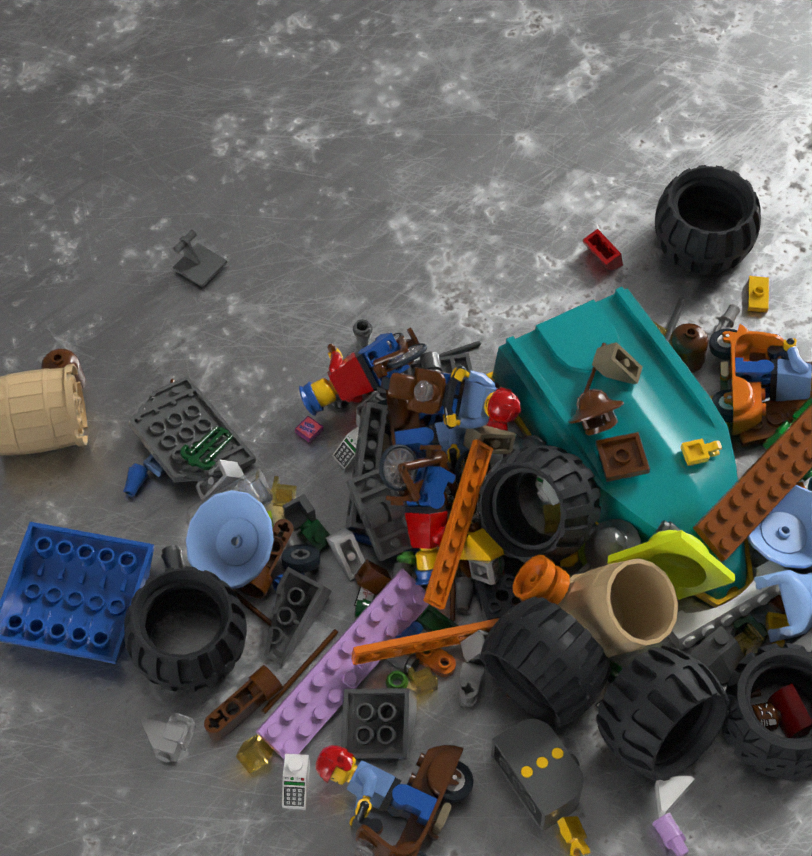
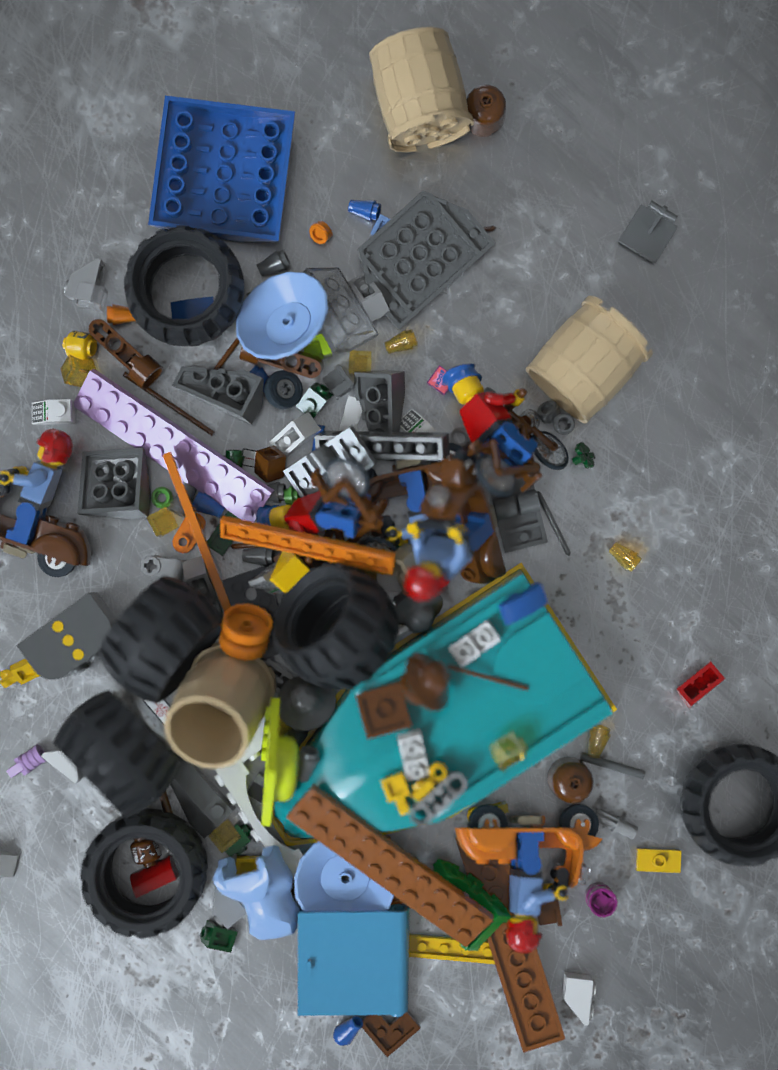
camera: 85 degrees right, 30 degrees up
(150, 518) = (320, 232): none -> orange tile
(201, 706) = (118, 314): none -> orange cone
(206, 629) = (190, 307): none -> blue slope
(207, 463) = (377, 265): dark green piece -> none
(227, 748) = (80, 345): none -> yellow head
(268, 456) = (401, 342): none -> clear yellow cone
(307, 299) = (589, 359): none -> tan piece
(320, 477) = (381, 399): none -> dark grey wedge
(331, 507) = (351, 414): none -> white sticker
(348, 344) = (548, 411): none -> dark grey tile
(393, 323) = (584, 456): none -> dark green plant
(486, 298) = (626, 557): none -> clear yellow cone
(527, 341) = (524, 604): none -> blue slope
(560, 382) = (474, 643): none -> white slope
(617, 363) = (495, 703): dark tan slope -> none
(661, 360) = (502, 746): none -> brick
(664, 436) = (413, 755): none -> white slope
(694, 426) = (422, 786): none -> yellow plate
(698, 603) = (257, 787): none -> dark grey panel
(705, 417) = (437, 806): none -> light grey beam
(798, 328) = (601, 899): none -> magenta wheel

